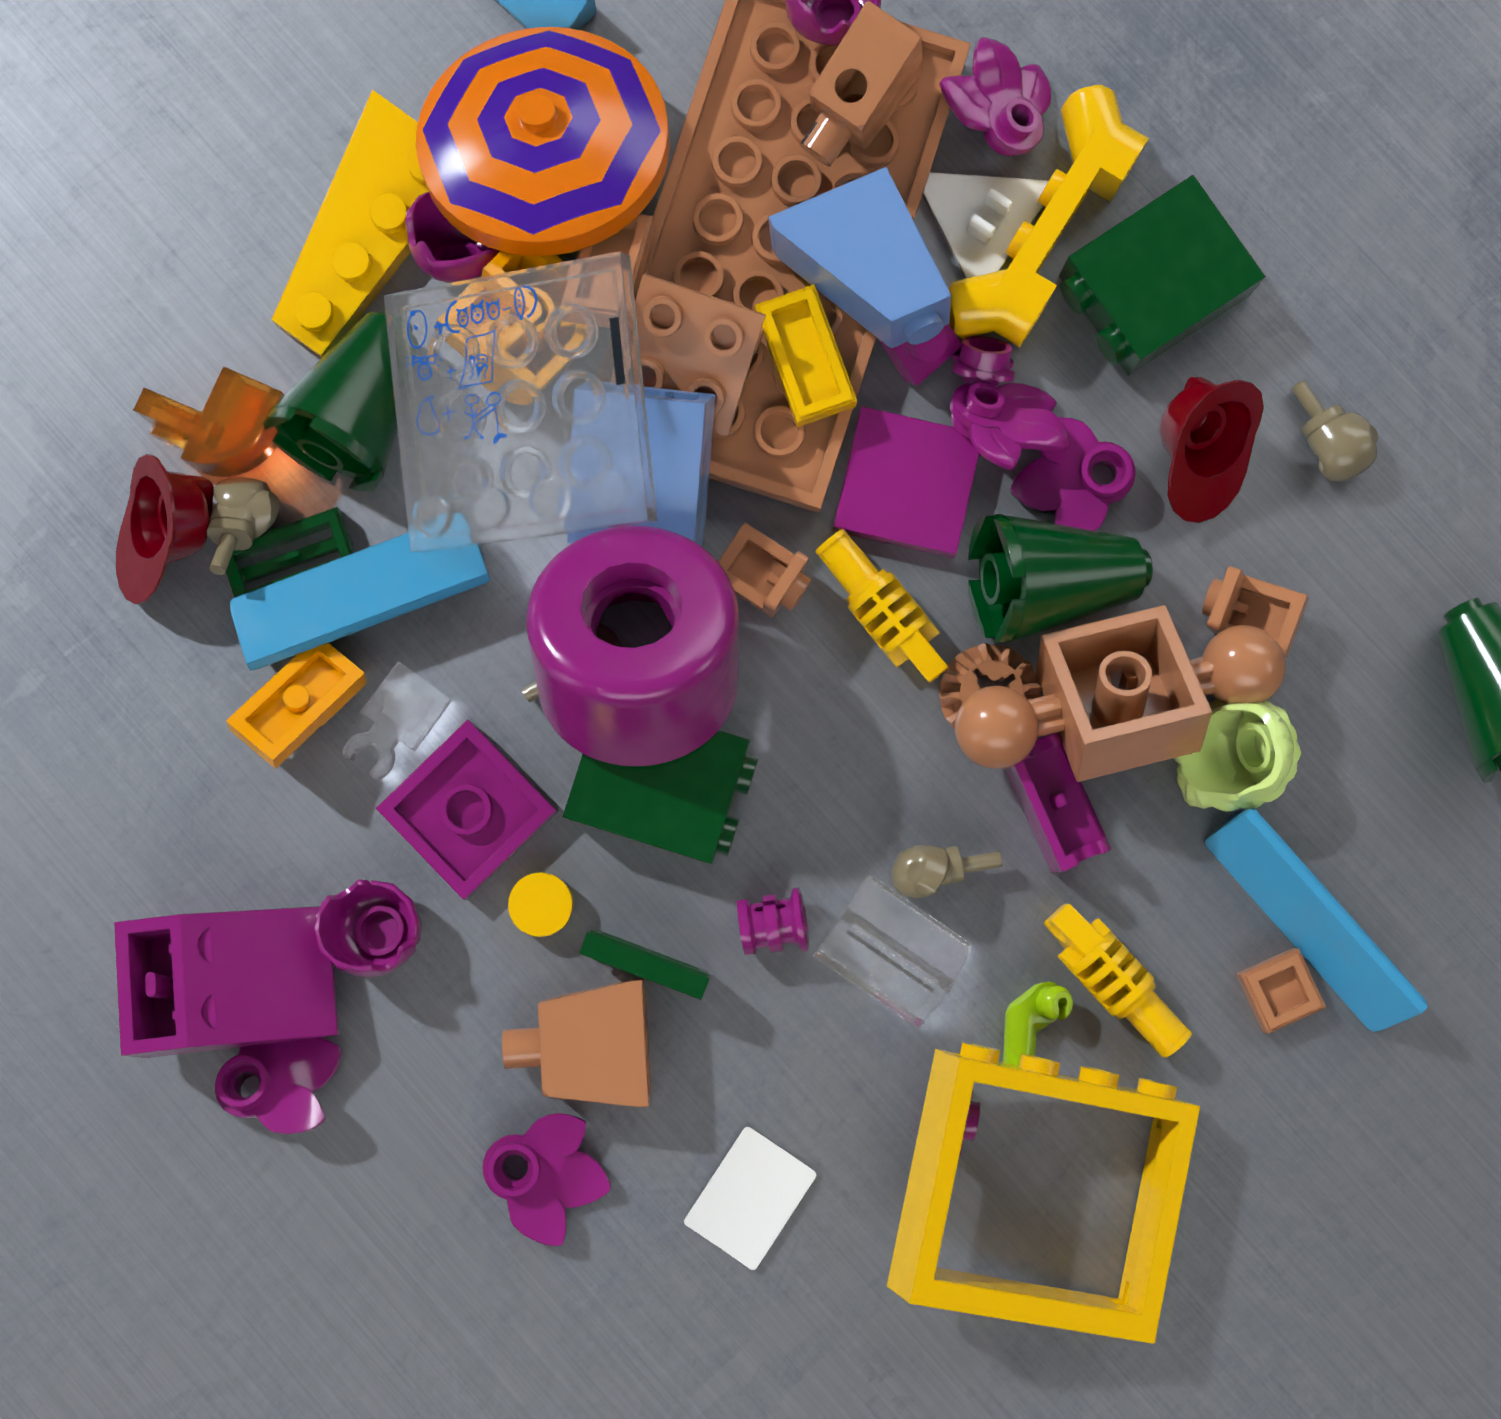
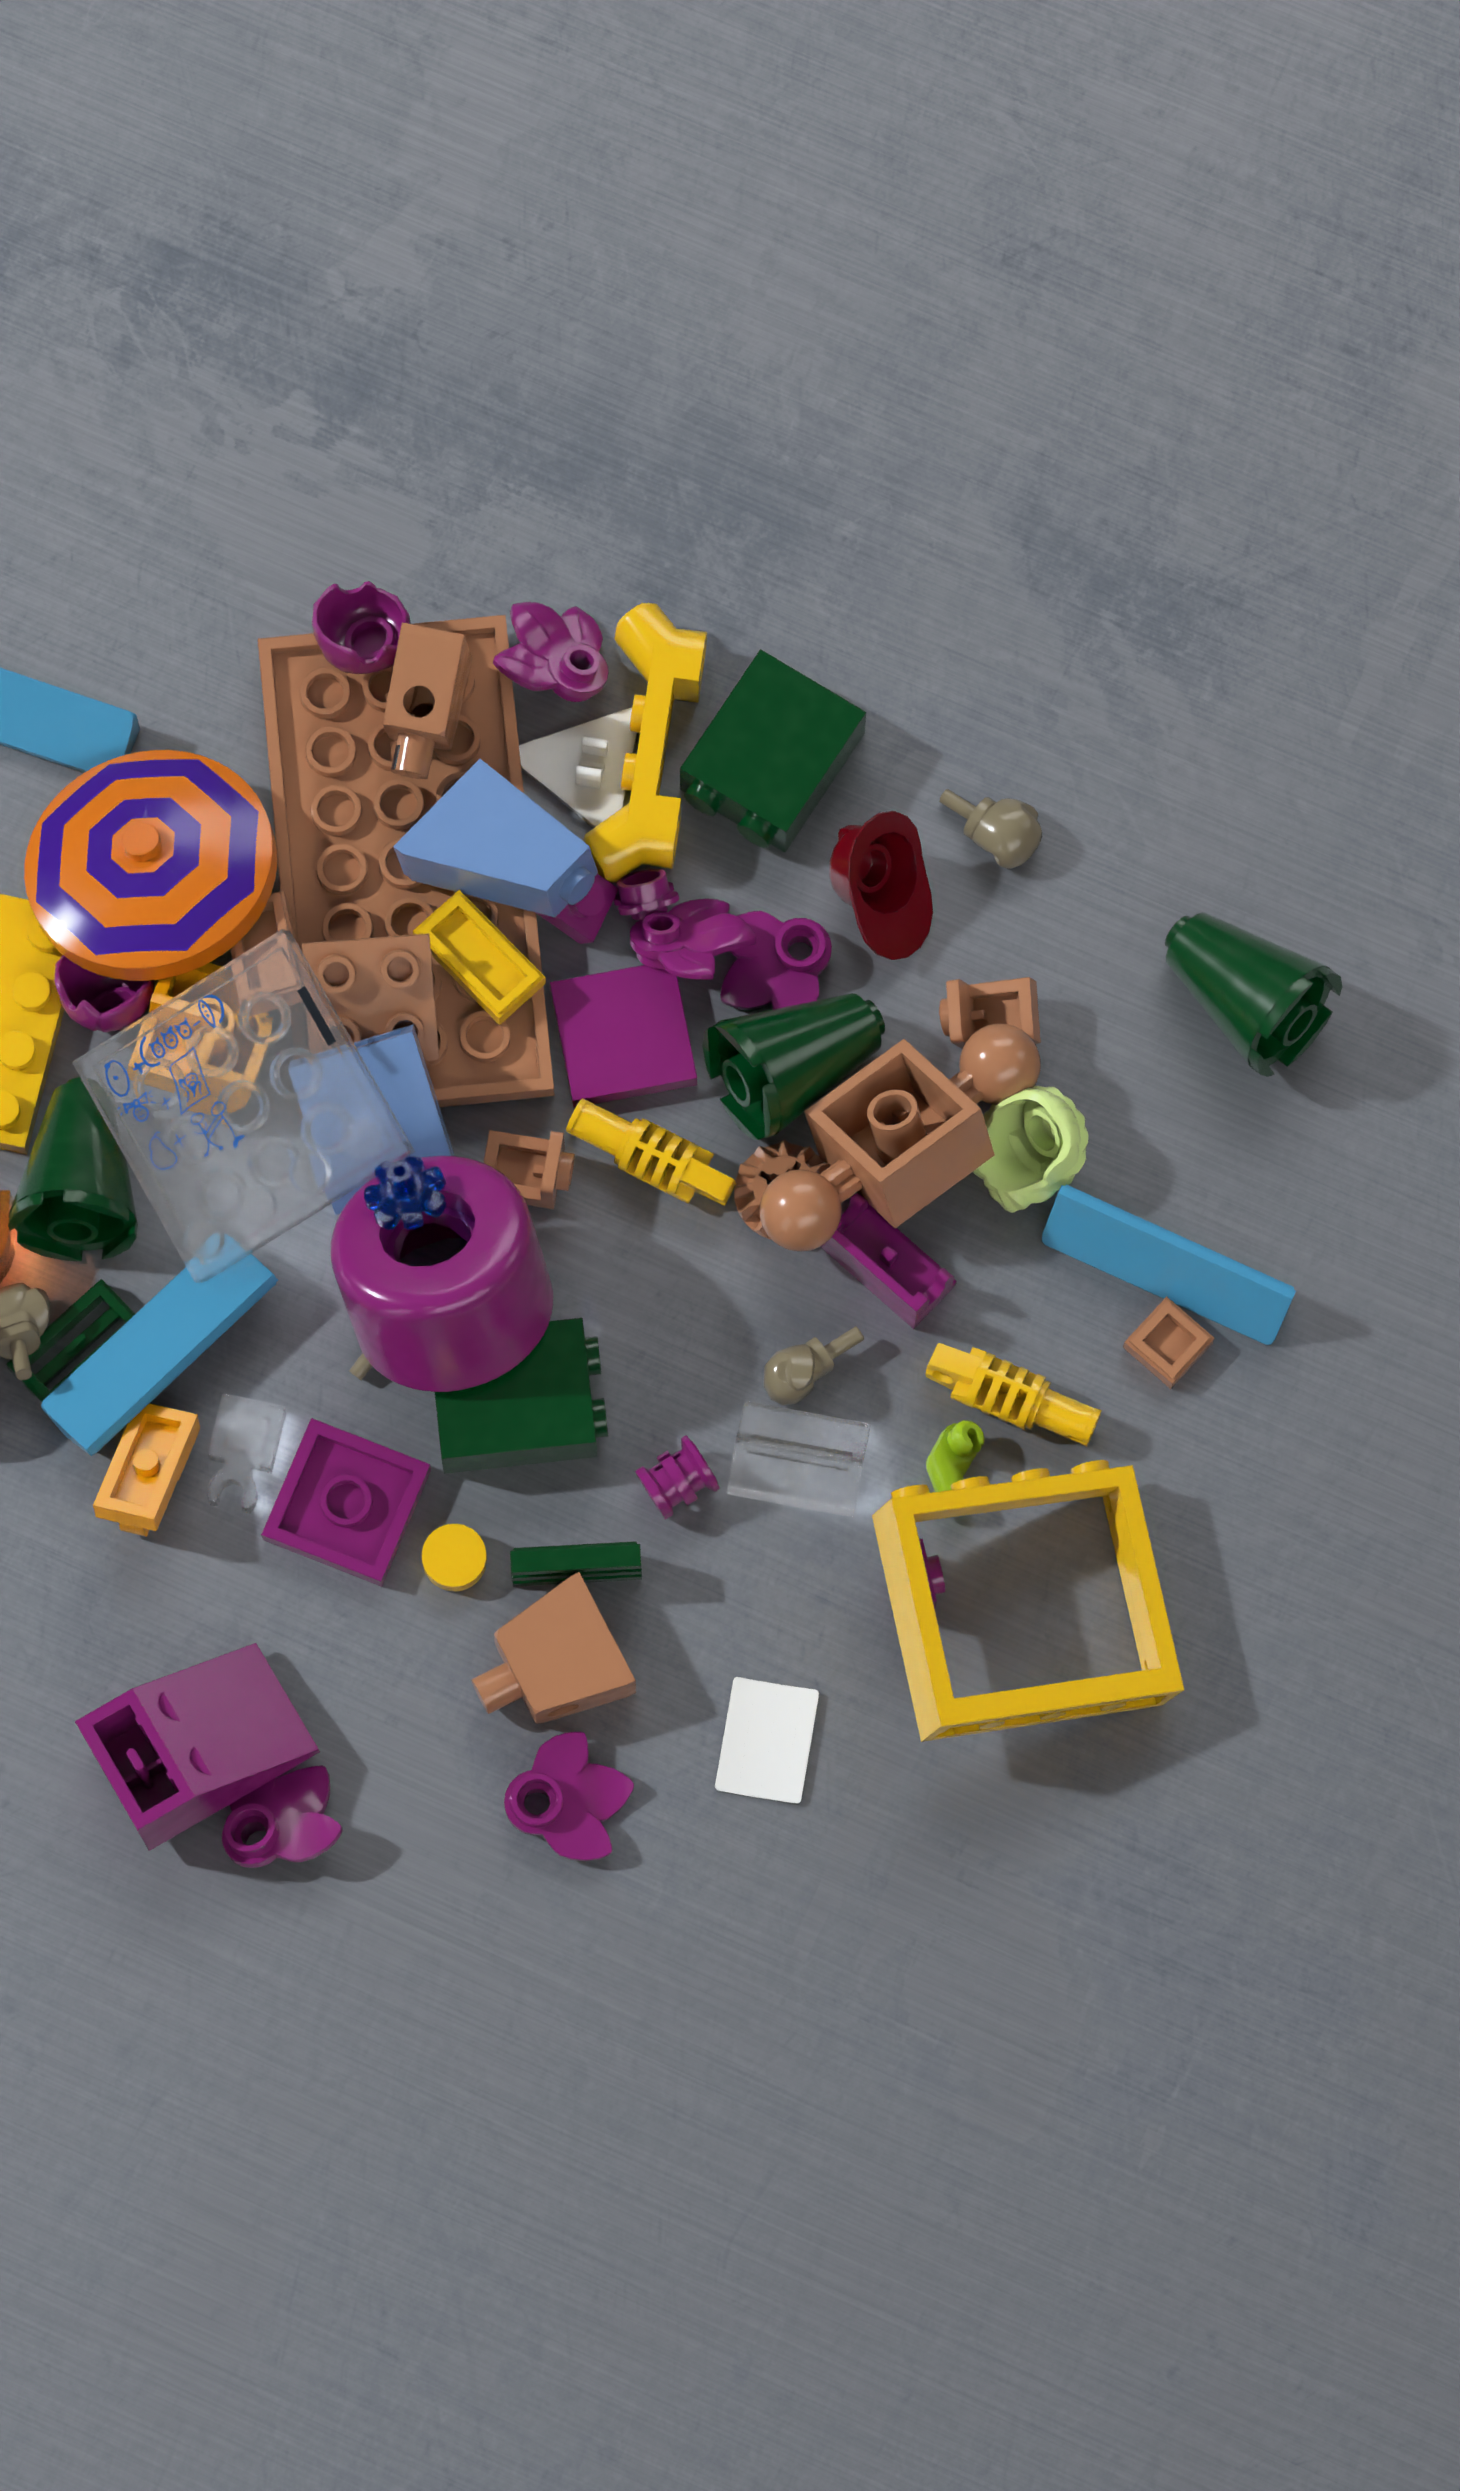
camera: 25 degrees left, 10 degrees down
(368, 928) = (306, 1641): magenta hair -> none
(627, 561) = (405, 1193): none -> clear blue plant

